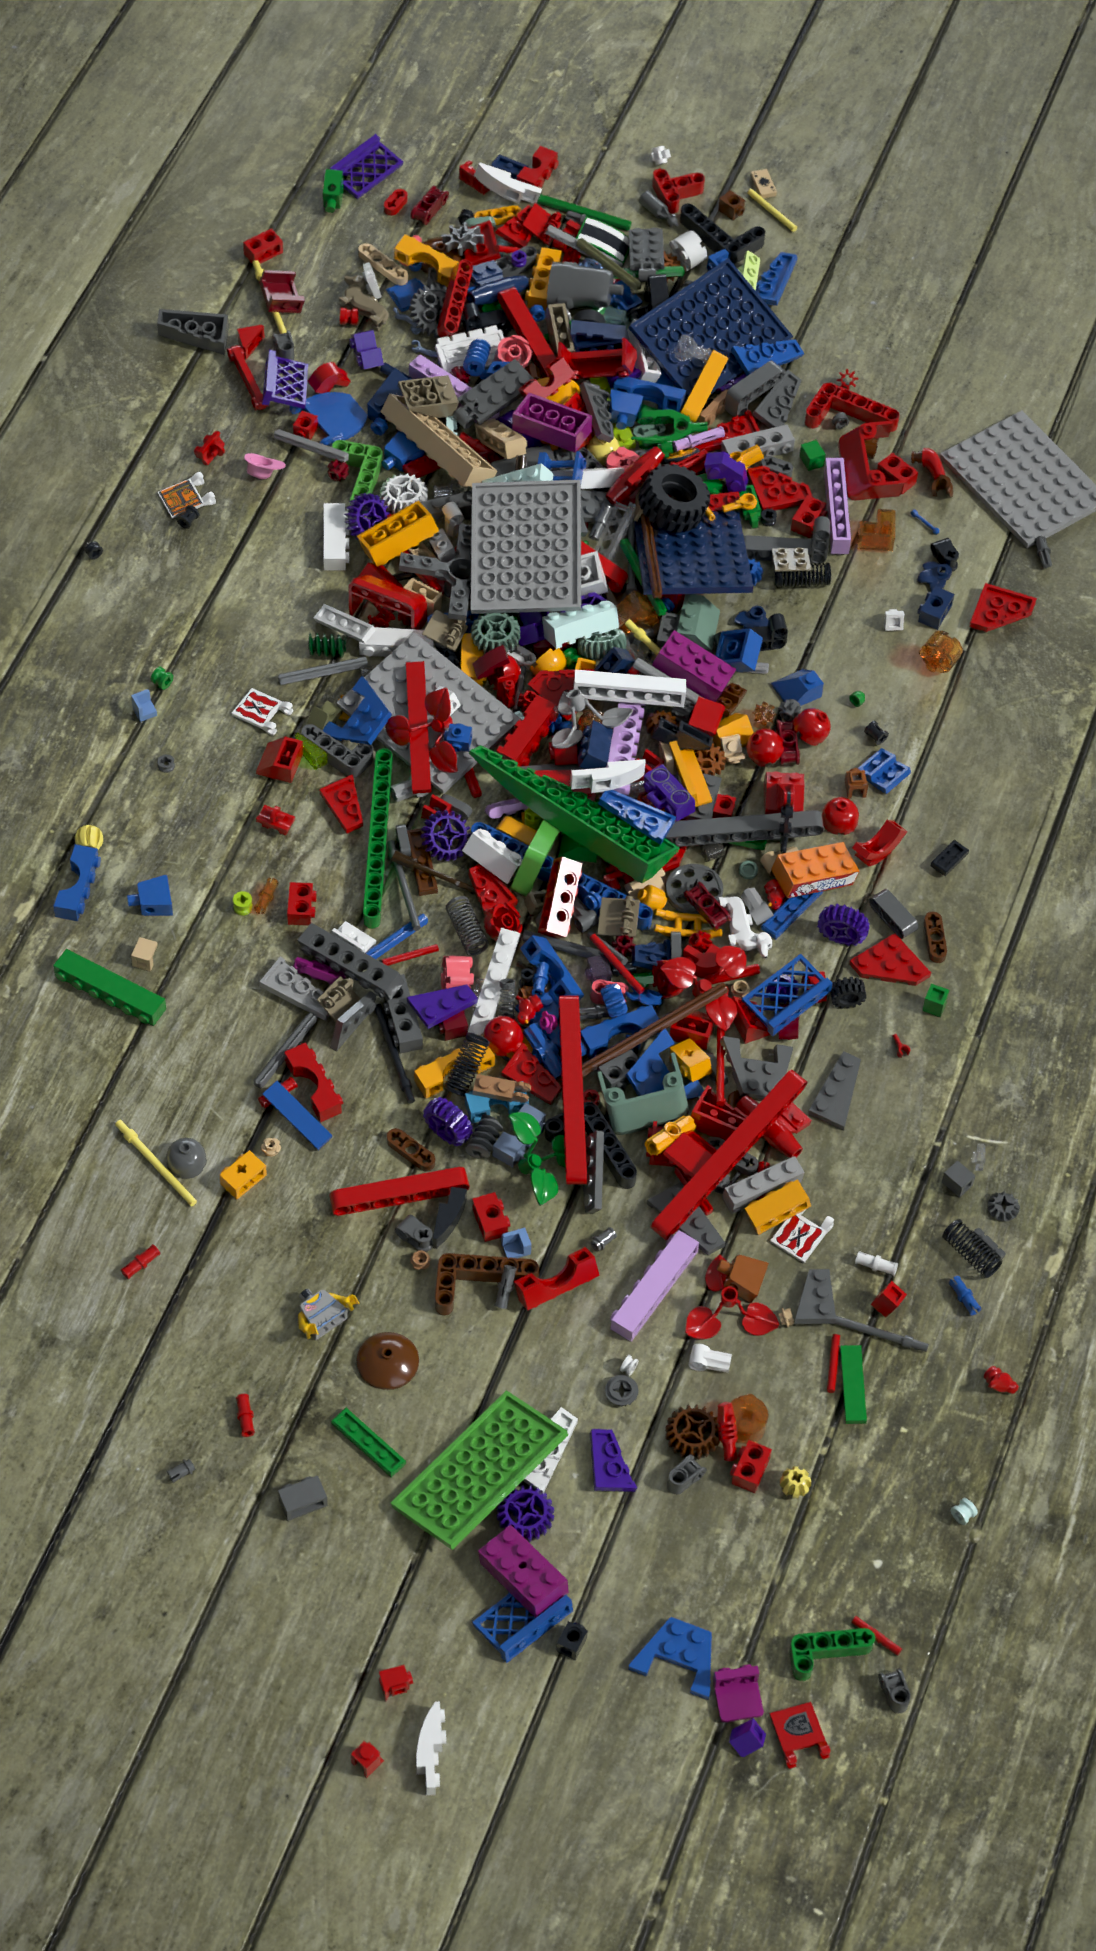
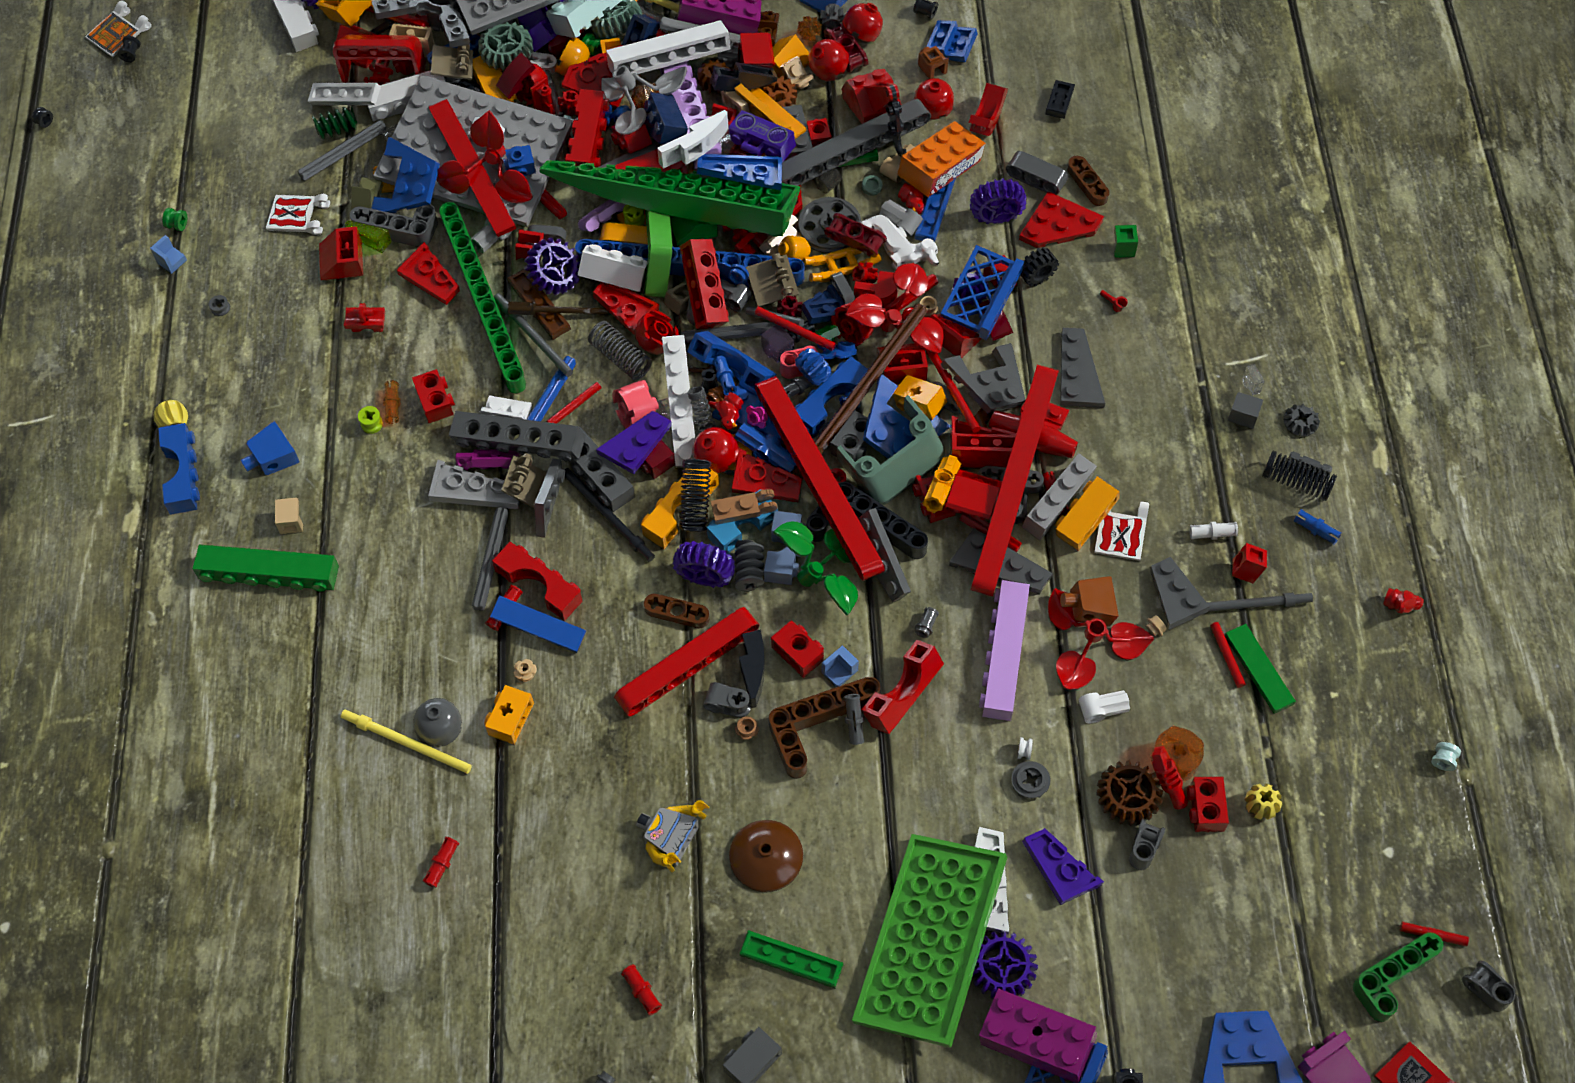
camera: 20 degrees left, 5 degrees up
(403, 840) = (509, 288): dark grey beam -> none

